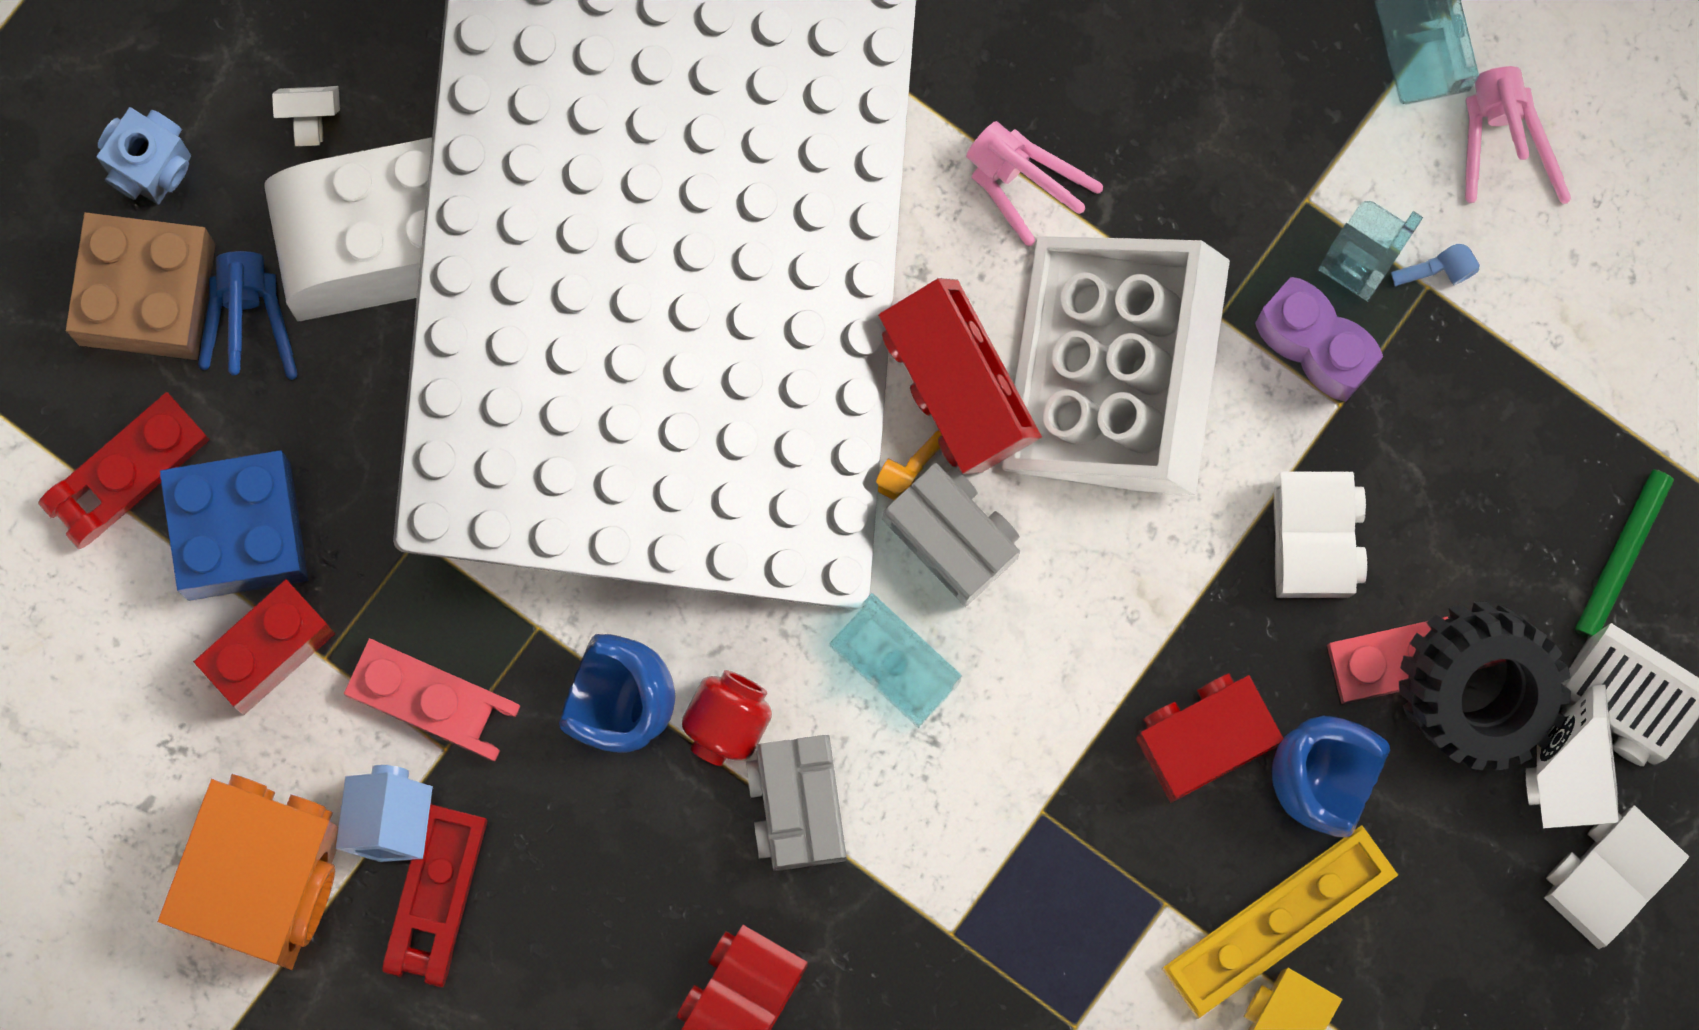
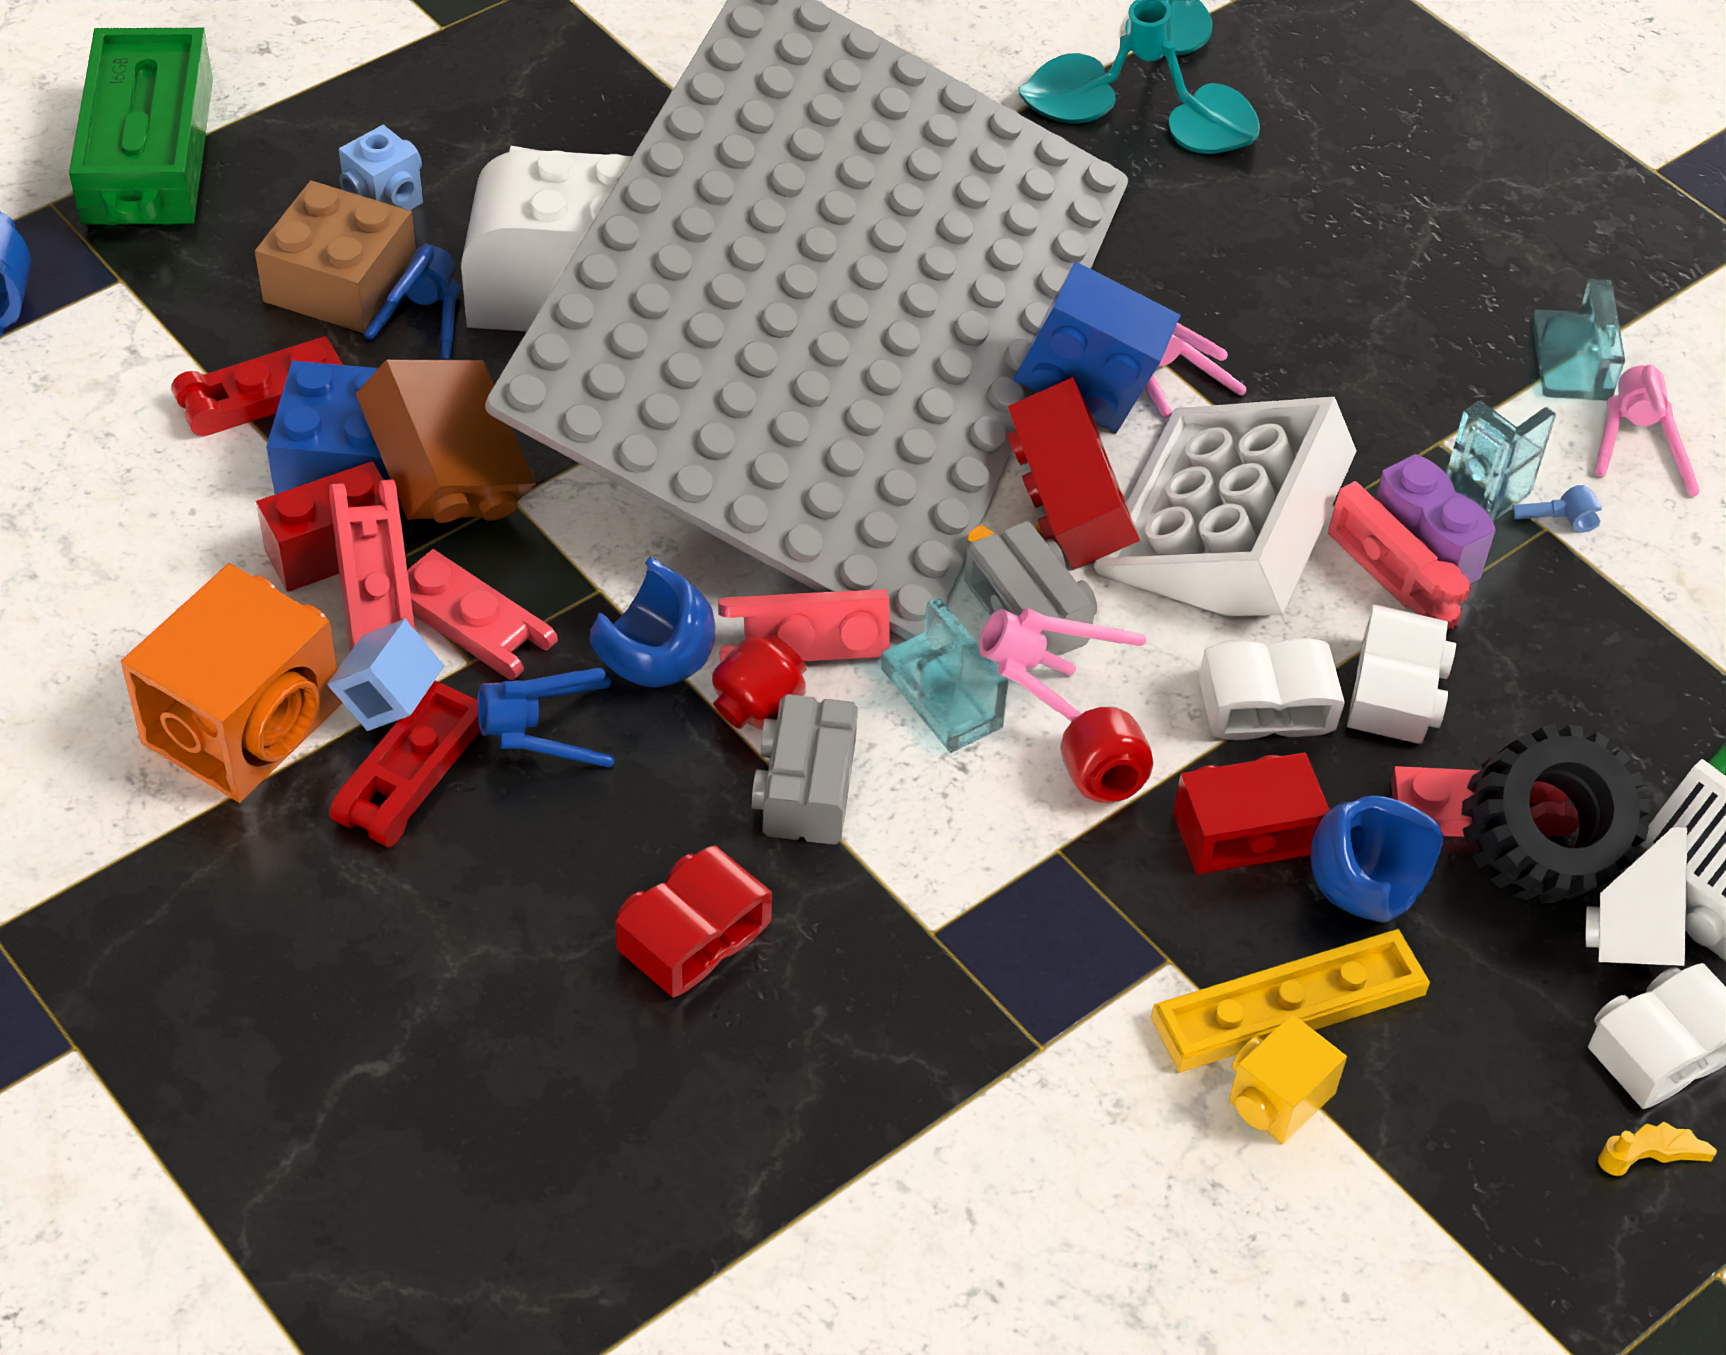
camera: 15 degrees right, 30 degrees down
(330, 703) = (371, 561): none -> coral hinge
(338, 533) = (441, 440): none -> dark orange brick
(511, 826) = (513, 706): none -> blue plant
(752, 637) = (816, 623): none -> coral hinge
(950, 224) = (1103, 340): none -> blue brick
(964, 635) = (1019, 646): none -> bright pink plant
(1066, 710) = (1106, 754): none -> red head
(1200, 584) = (1270, 689): none -> white brick
(1292, 388) = (1397, 557): none -> coral hinge
(1613, 981) = (1659, 1142): none -> yellow piece

